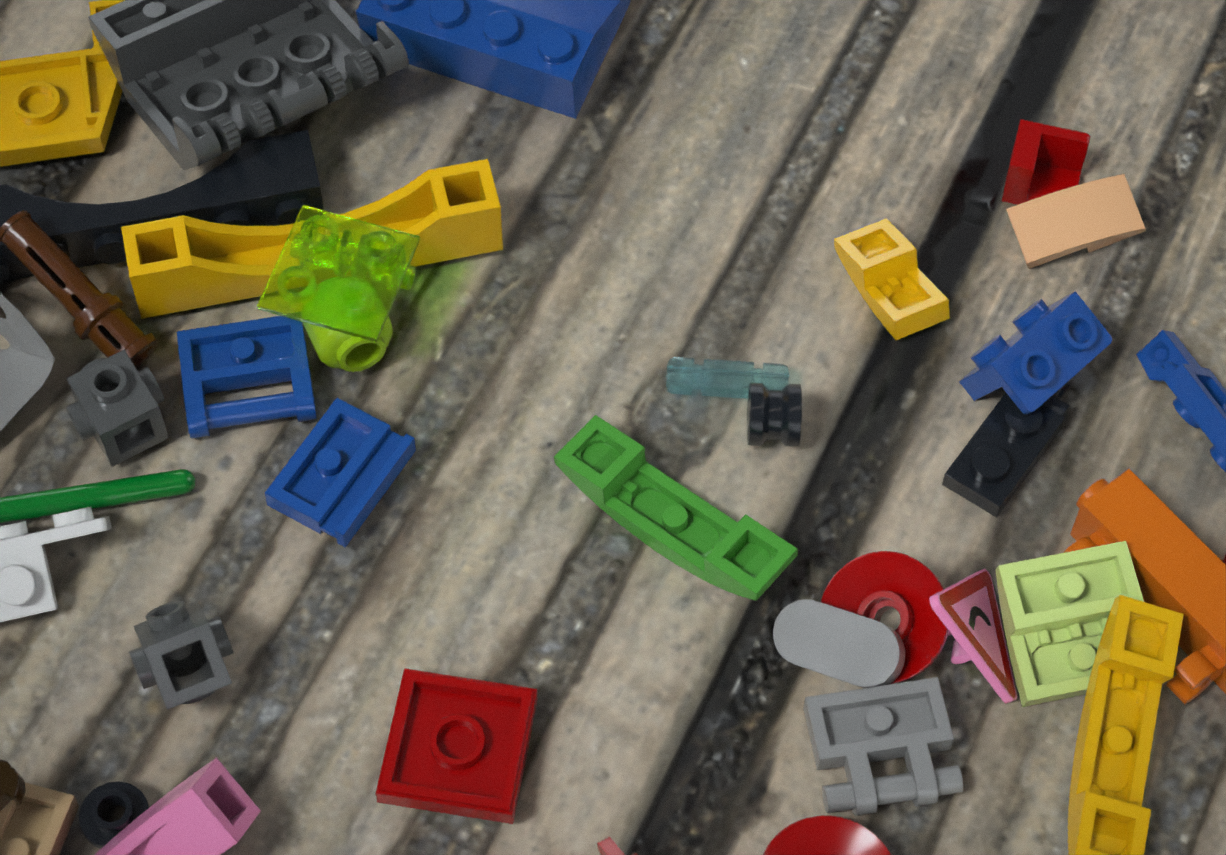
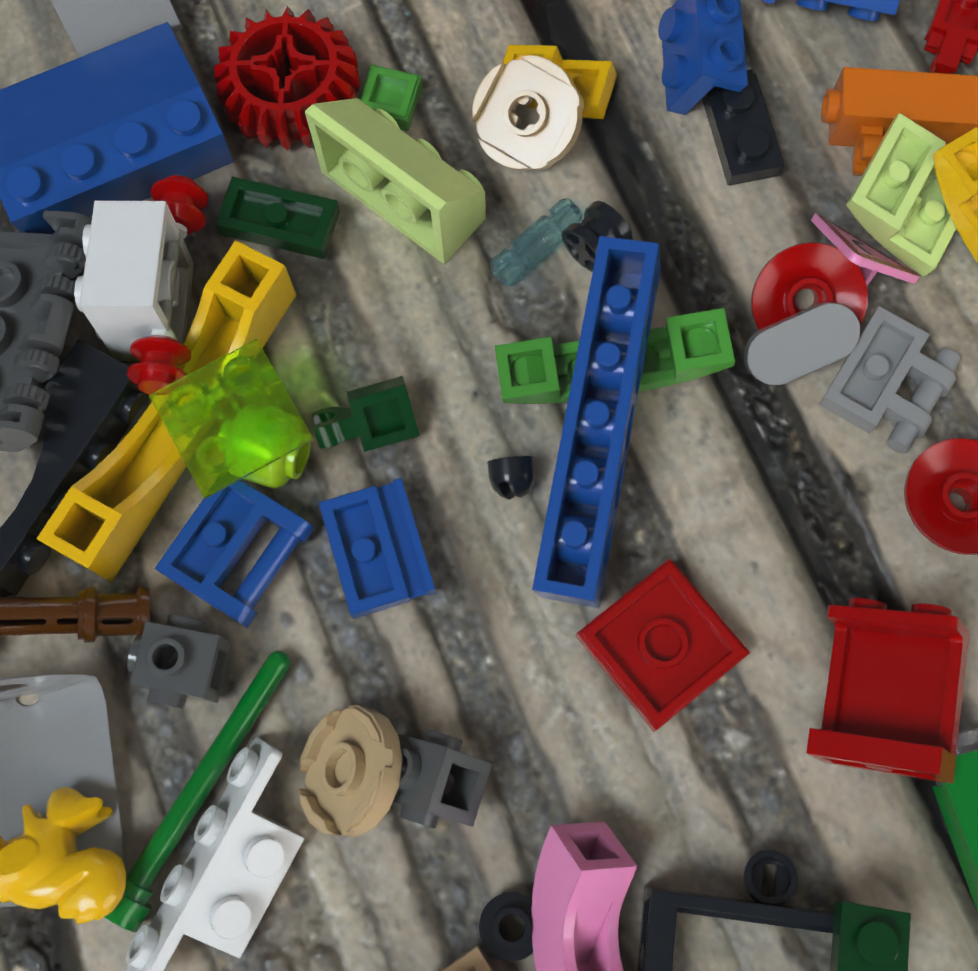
camera: 45 degrees left, 15 degrees up
(136, 589) = (350, 771): none -> tan tile
(398, 125) = (142, 278): none -> white brick
(450, 378) = (376, 414): none -> dark green plate
(498, 520) = (512, 475): none -> black hinge
(553, 182) = (278, 217): none -> dark green plate
(594, 532) = (598, 423): none -> blue brick
(675, 229) = (396, 175): none -> yellowish green slope
(678, 111) = (280, 50): none -> red gear
(746, 175) = (392, 92): none -> bright green tile
(844, 300) = (520, 83): none -> plate

